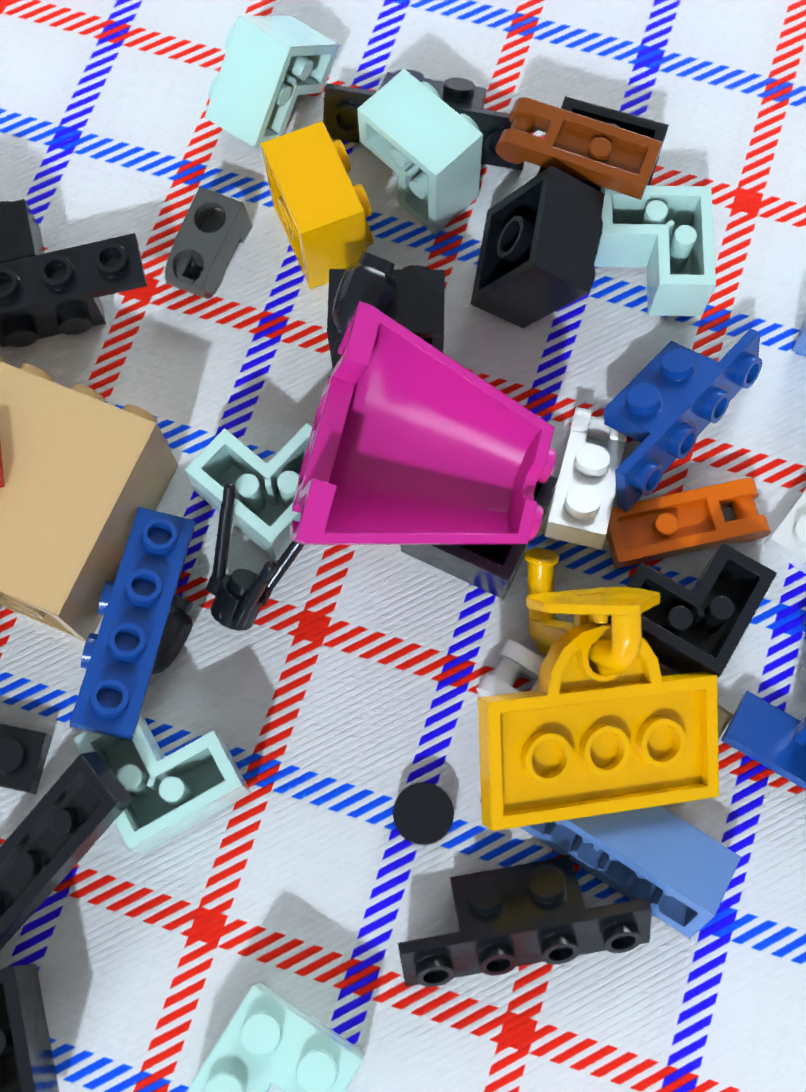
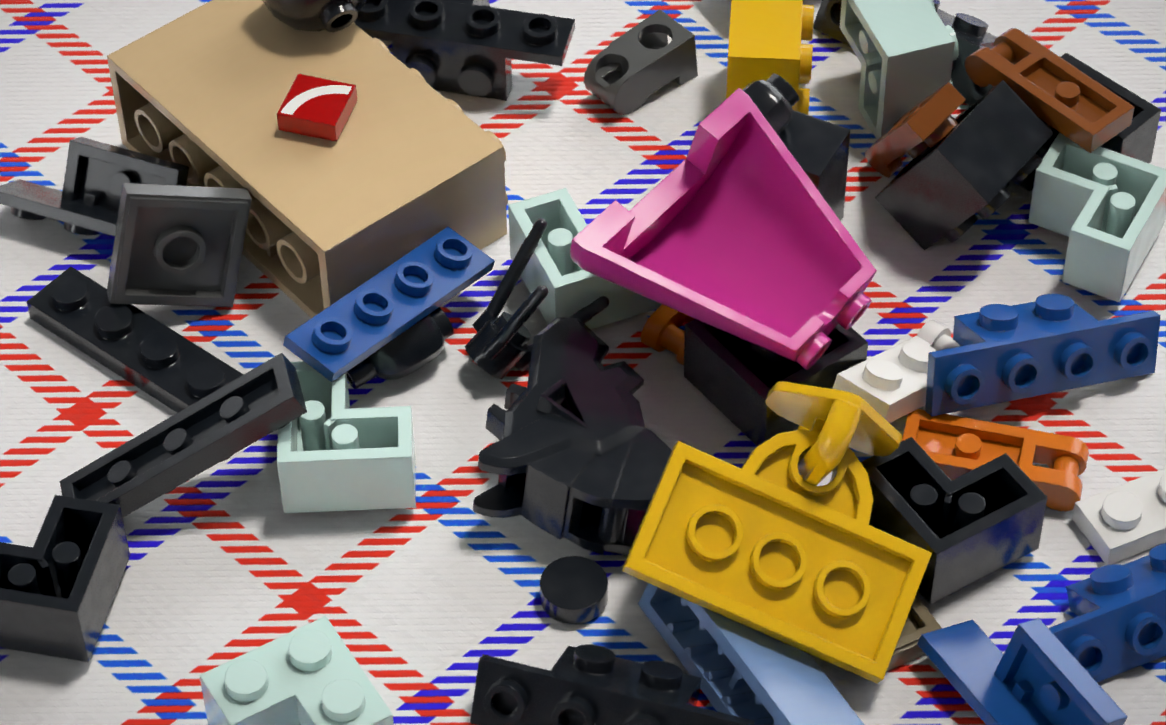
camera: 25 degrees right, 25 degrees down
(386, 702) = (573, 445): none -> black animal
(486, 230) = (916, 130): none -> dark orange plate

